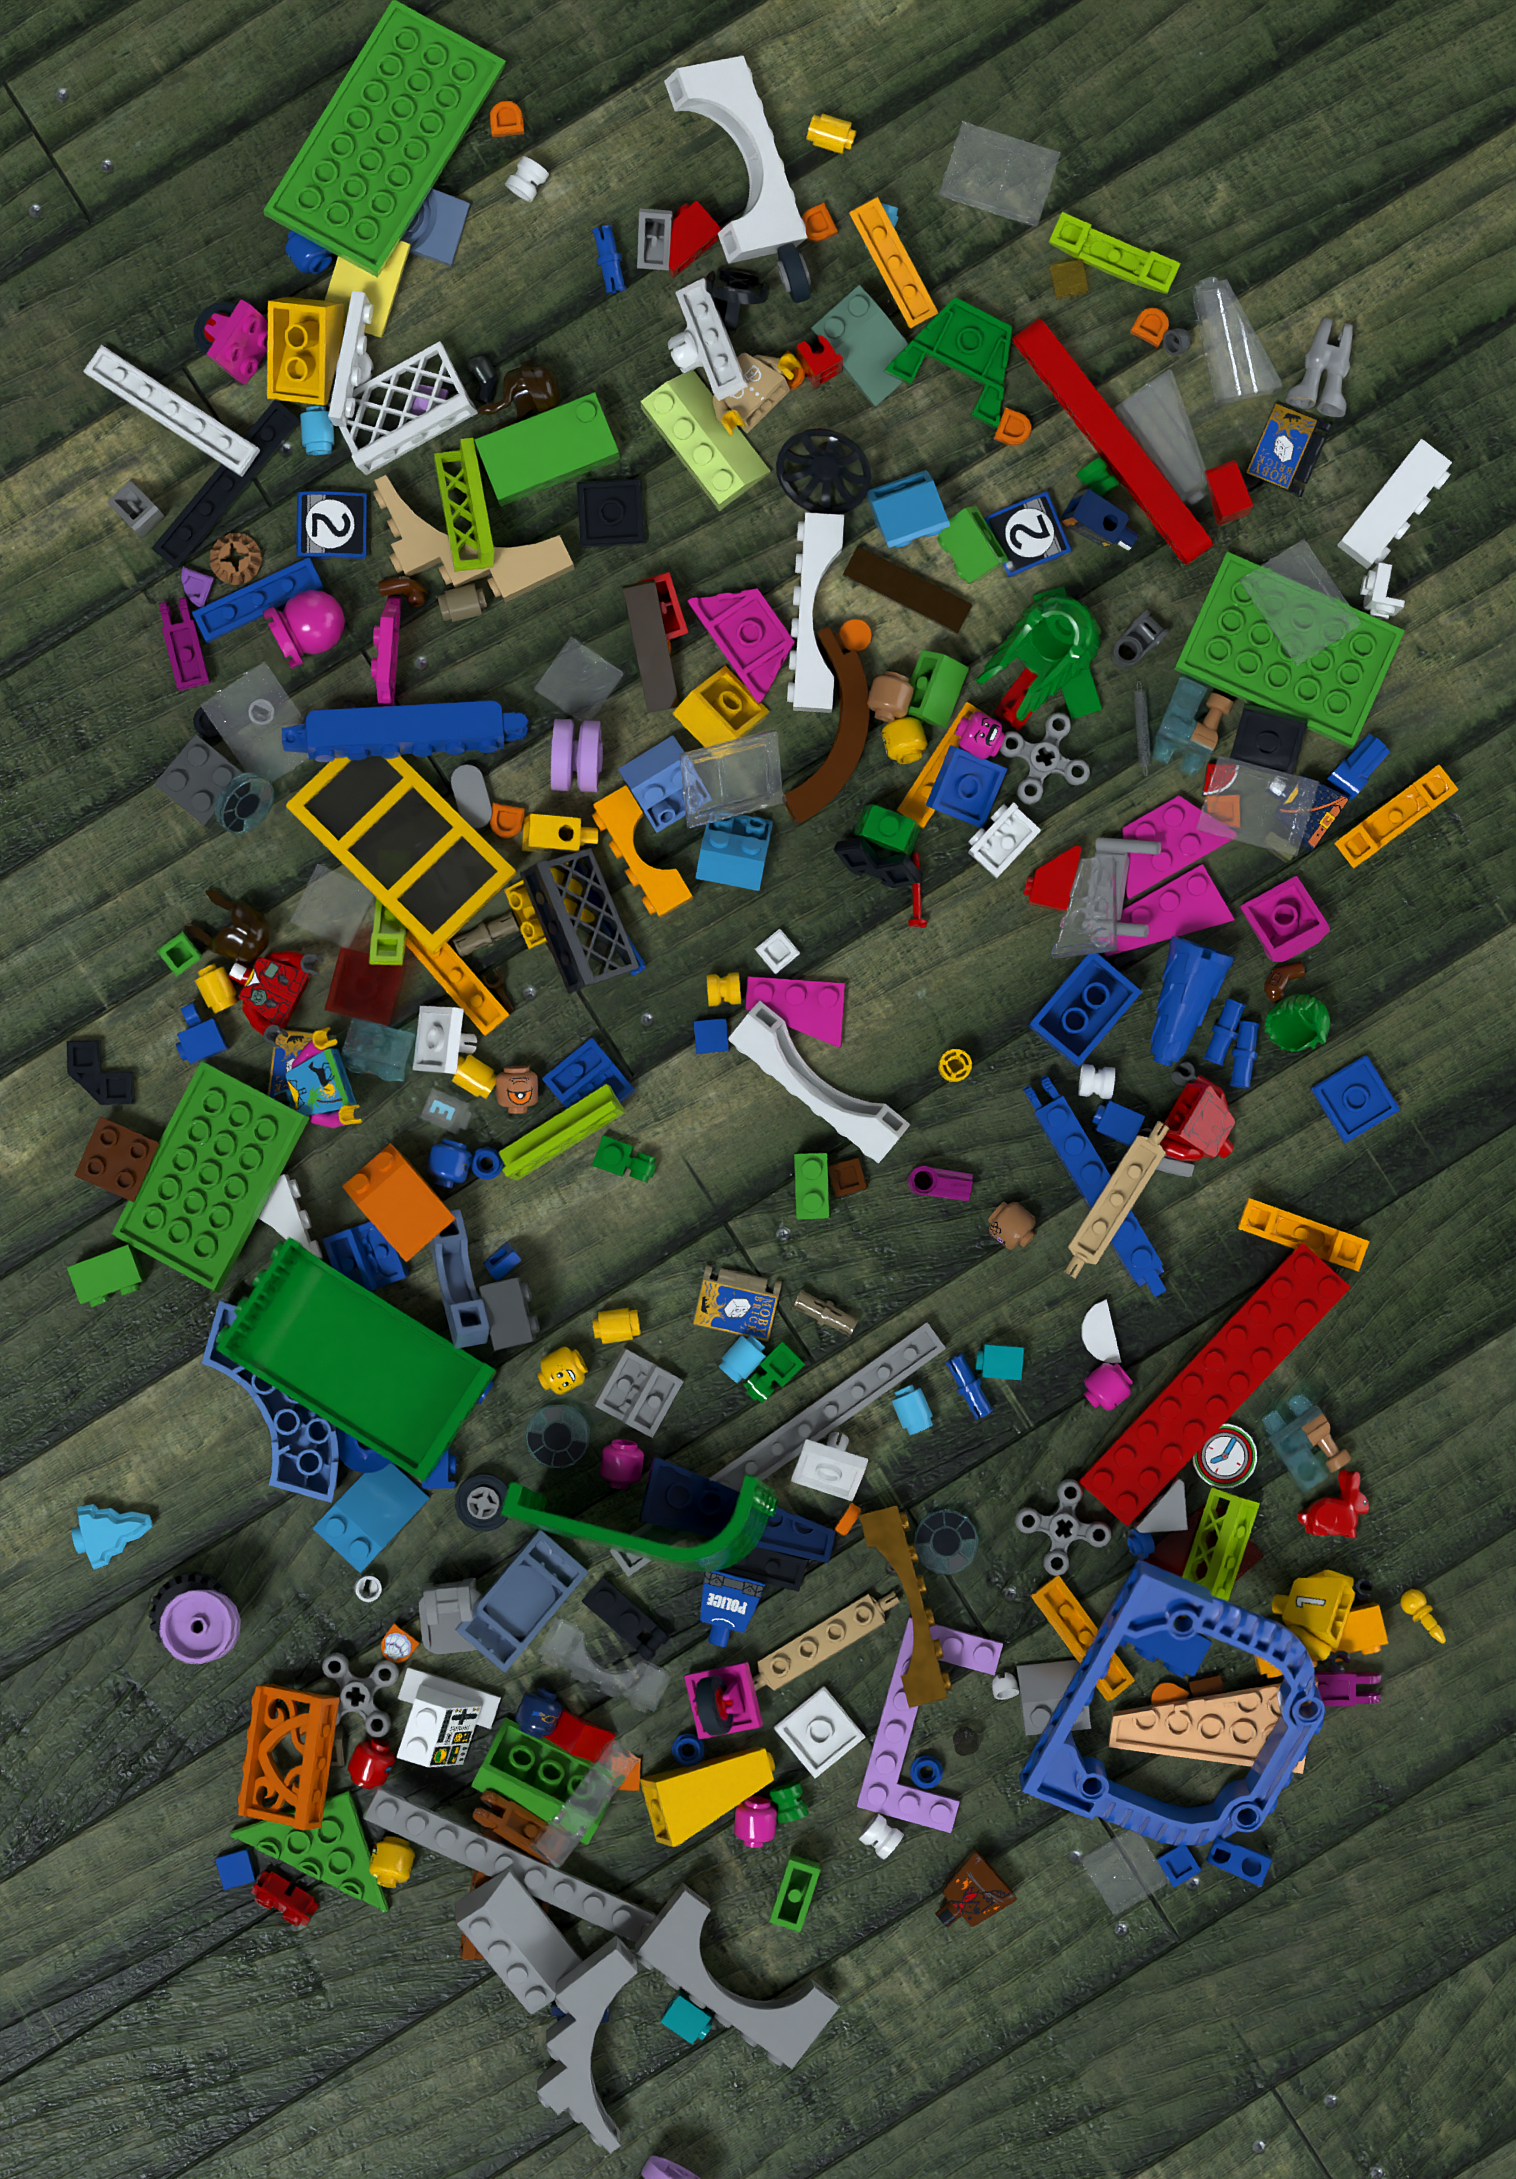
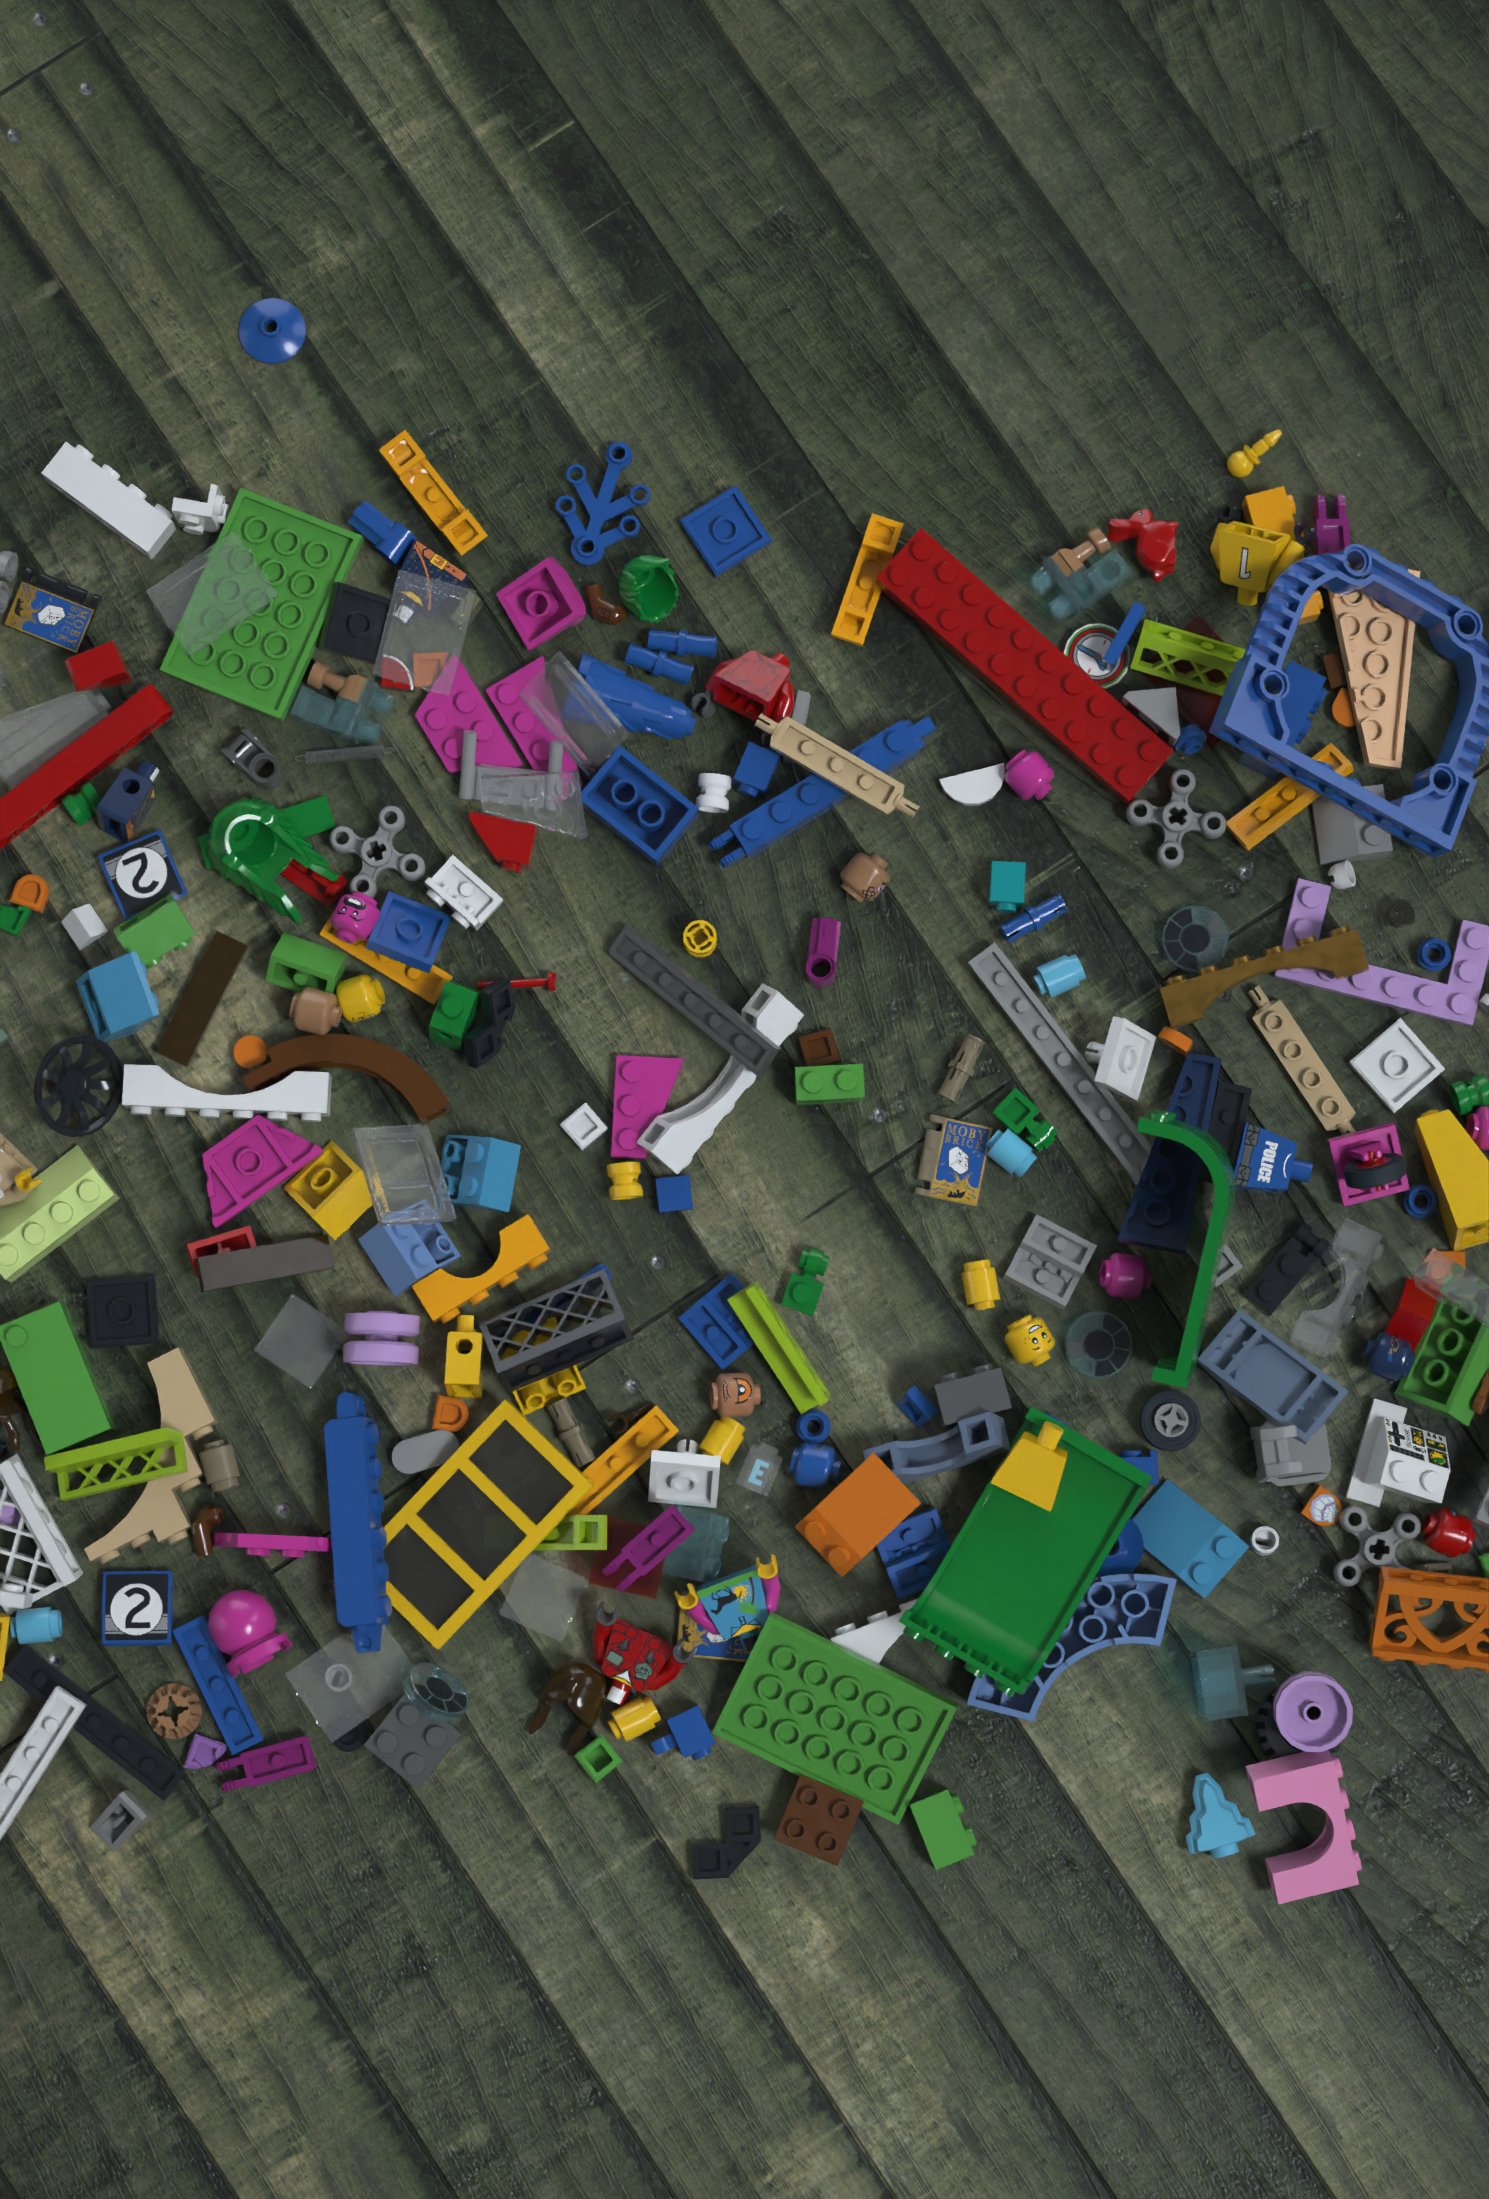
camera: 95 degrees left, 5 degrees down
(65, 1636) = (1328, 1861): none -> bright pink arch
(234, 1543) = (1222, 1681): none -> clear light blue brick
(373, 1007) = (651, 1545): none -> magenta hinge
(436, 1369) = (1034, 1467): none -> yellow torso
(894, 1057) = (693, 1000): none -> dark grey tile
(980, 478) = (84, 926): none -> white slope
(1173, 947) = (574, 713): none -> clear piece
(1242, 1481) = (1123, 636): none -> blue tile
(1378, 979) = (601, 509): none -> blue plant

